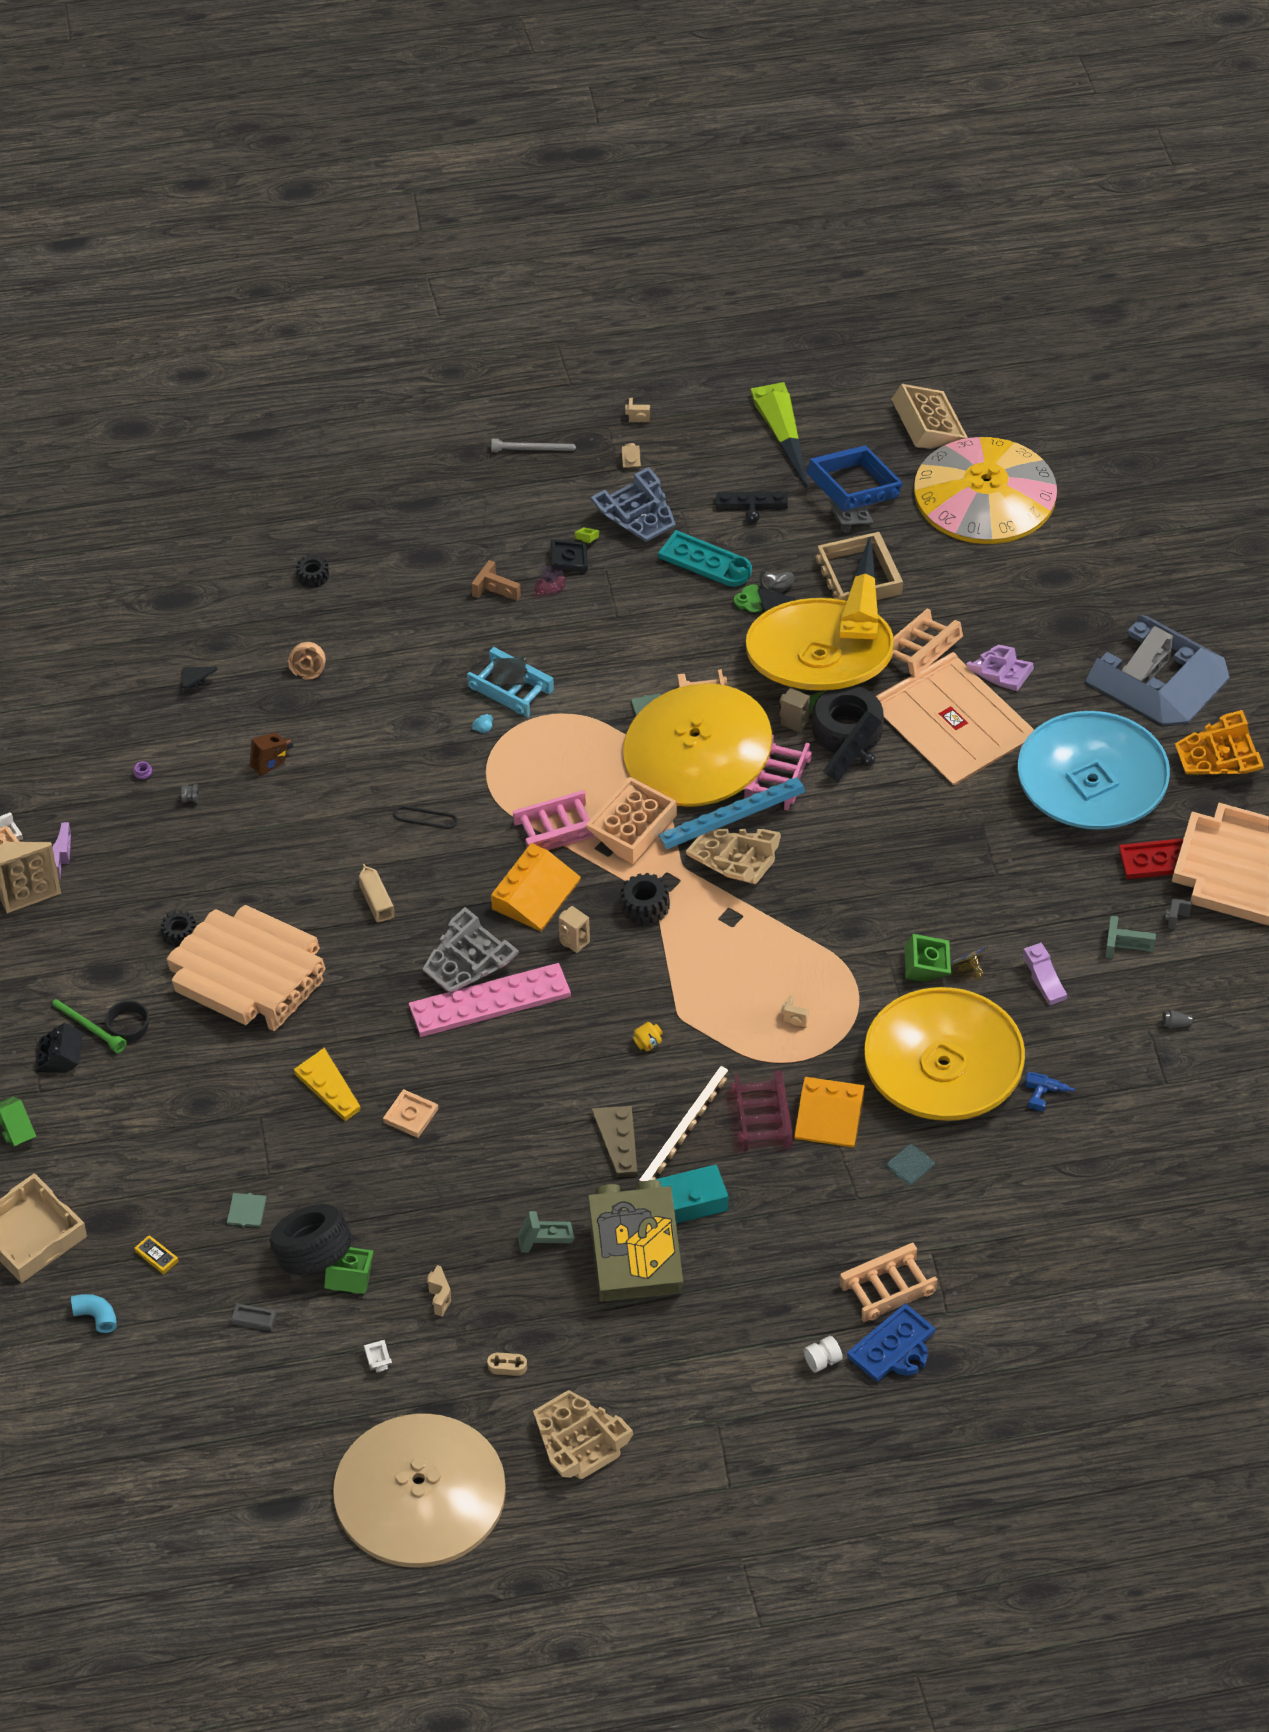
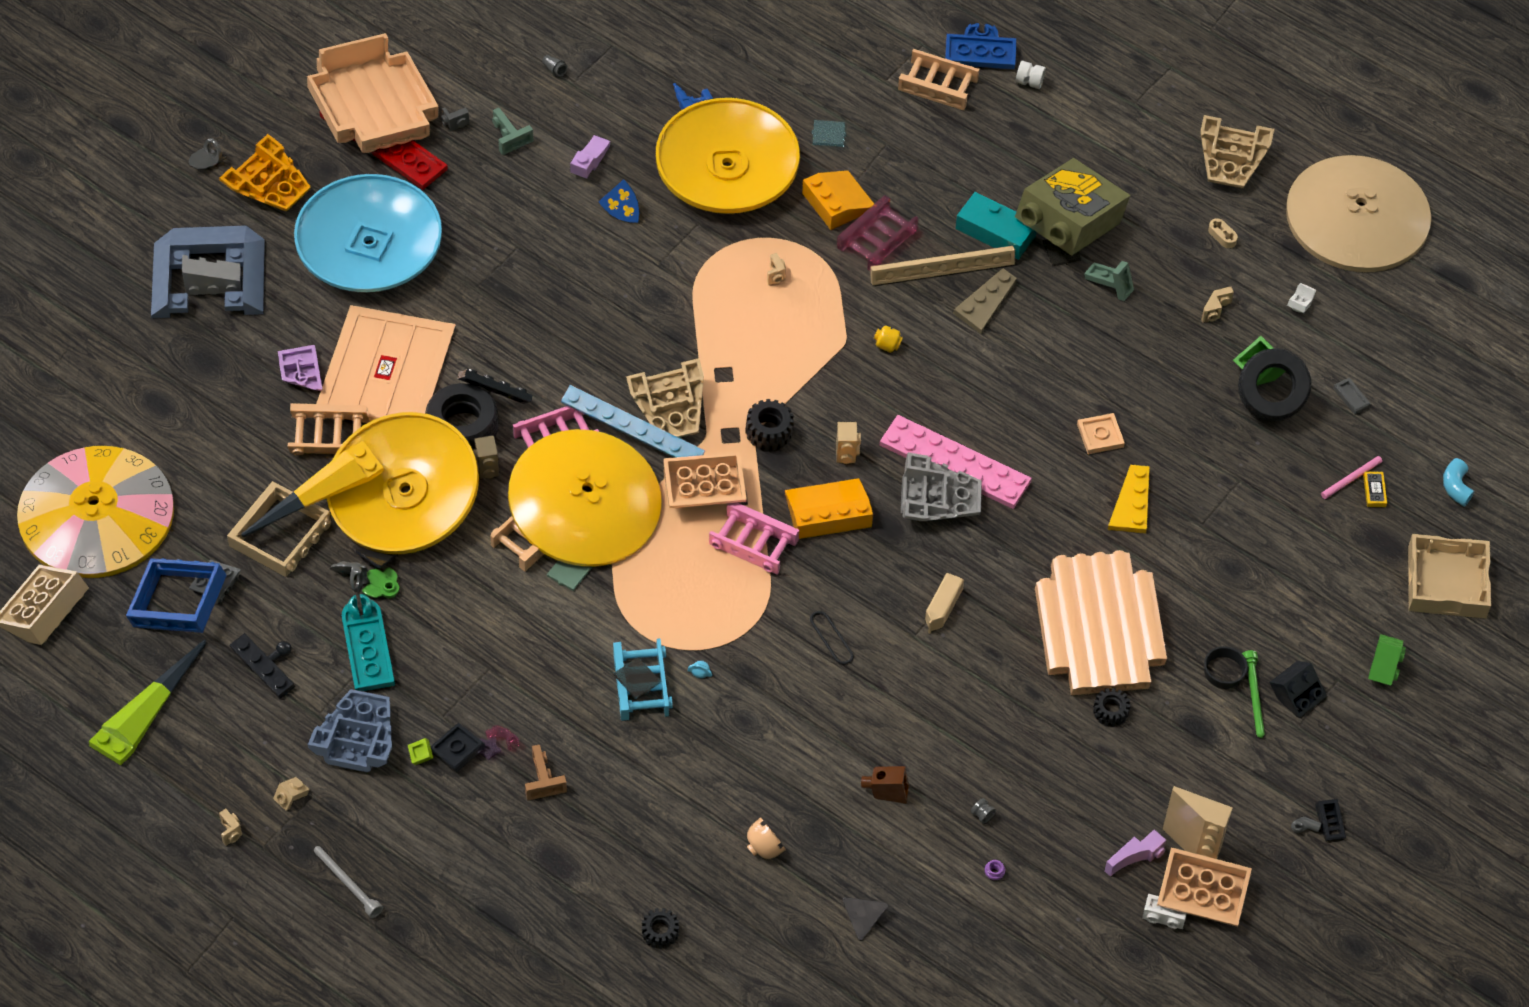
camera: 135 degrees left, 5 degrees up
(184, 1249) = (1351, 477): none -> bright pink bar
(246, 1210) = (1281, 468): sand green piece -> none
(926, 958) = (649, 225): bright green slope -> none

